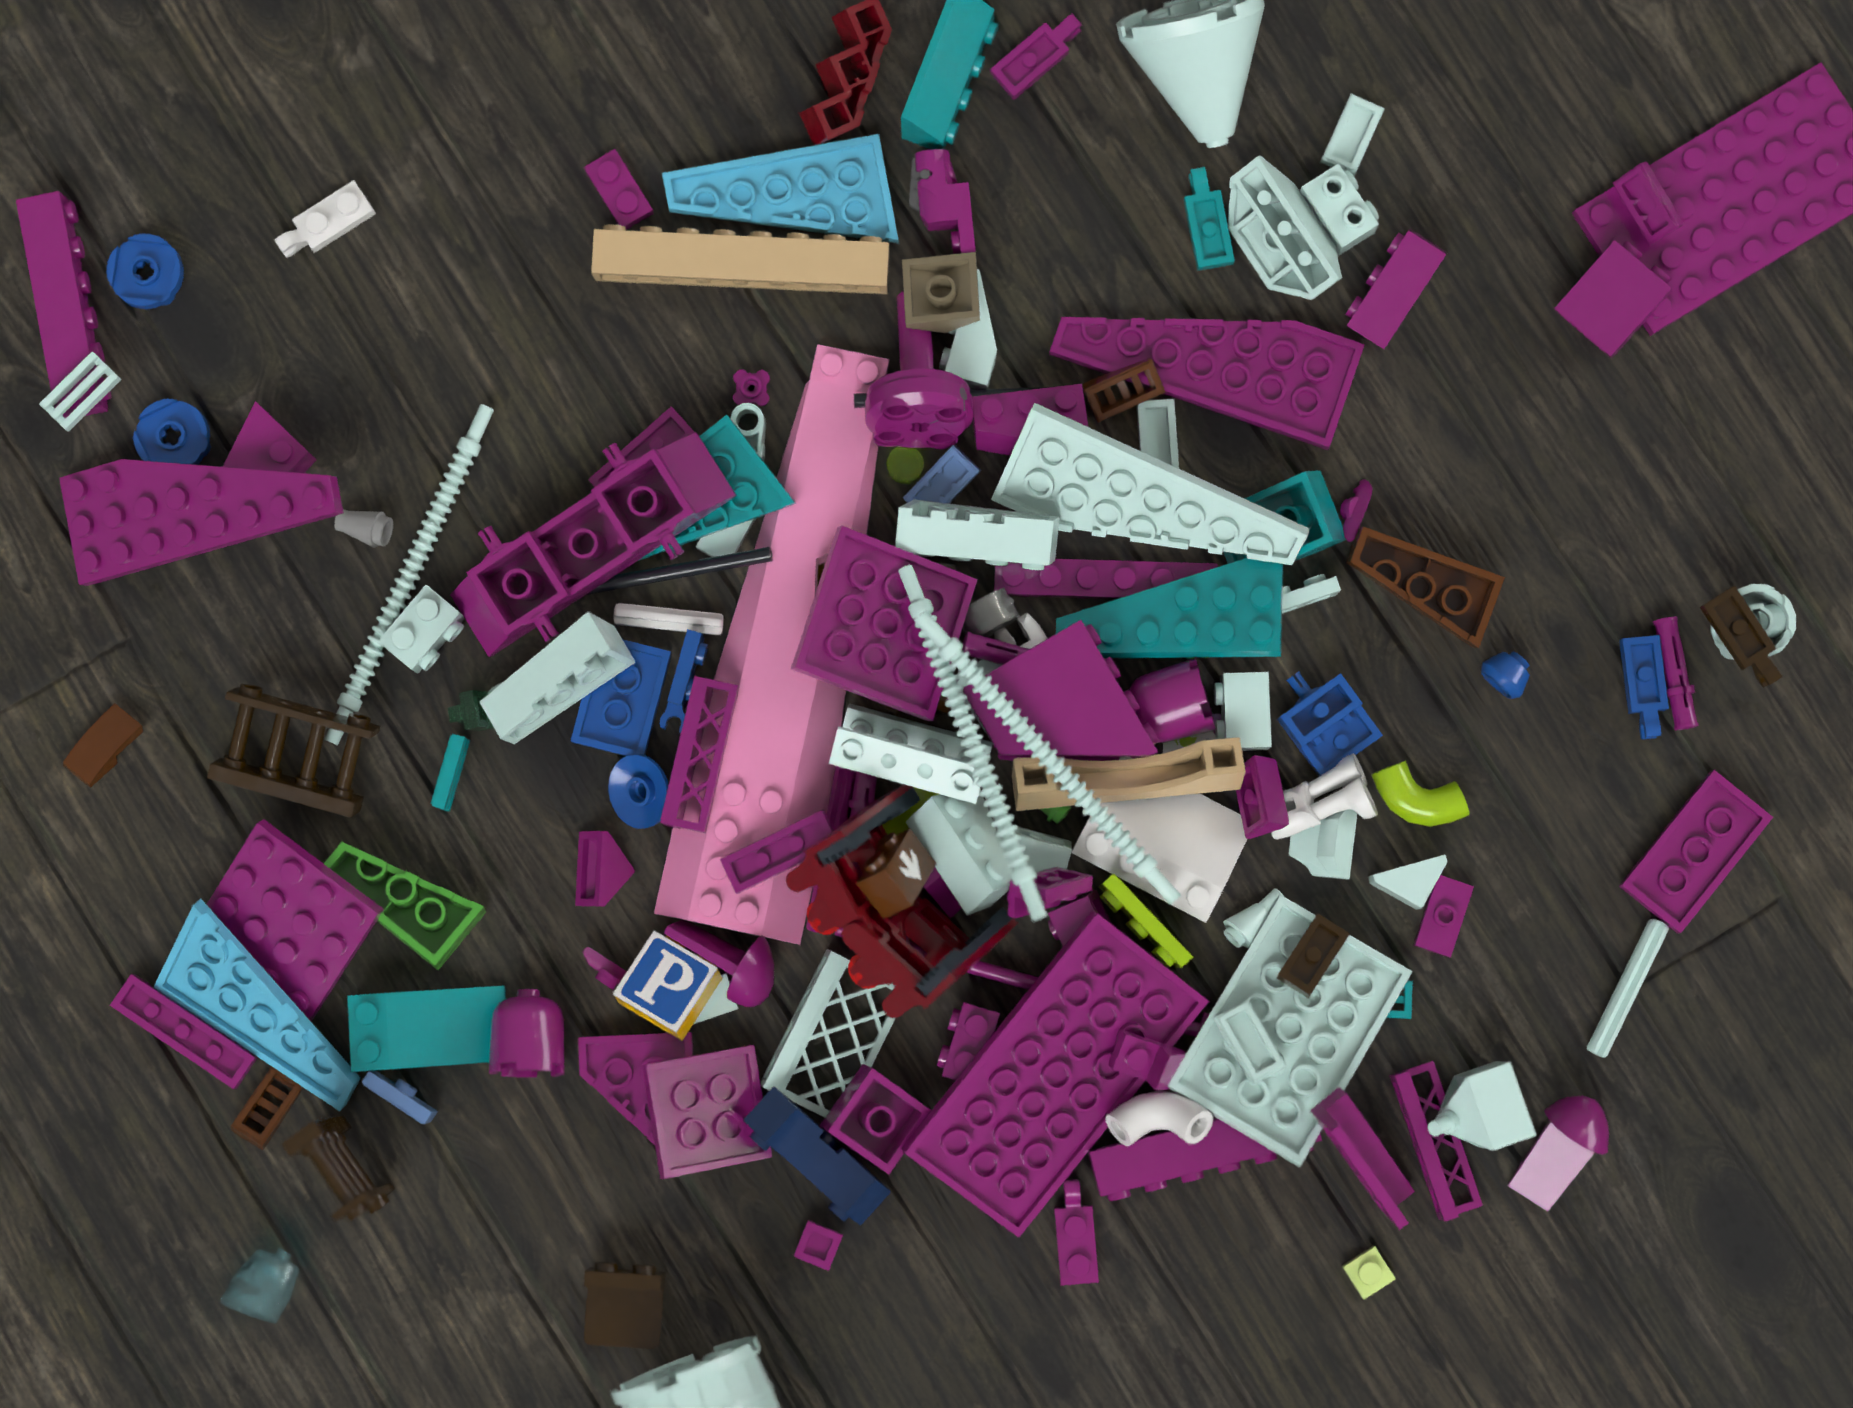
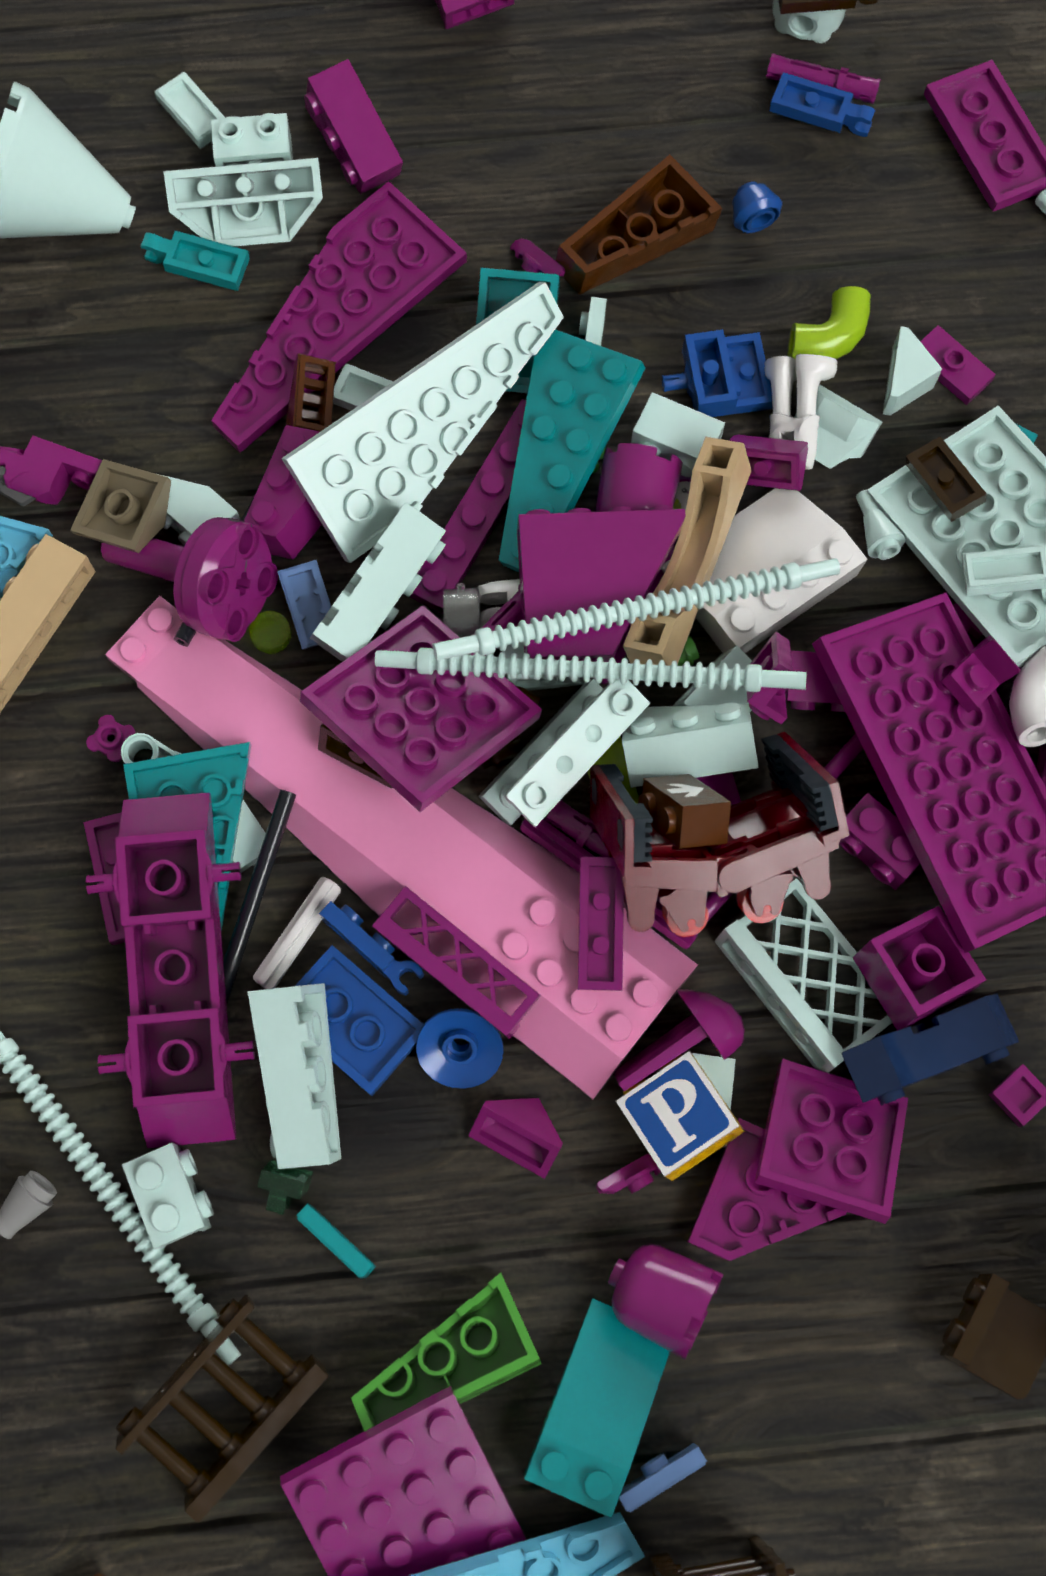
camera: 65 degrees left, 10 degrees down
(1144, 923) = (824, 616): lime plate -> none

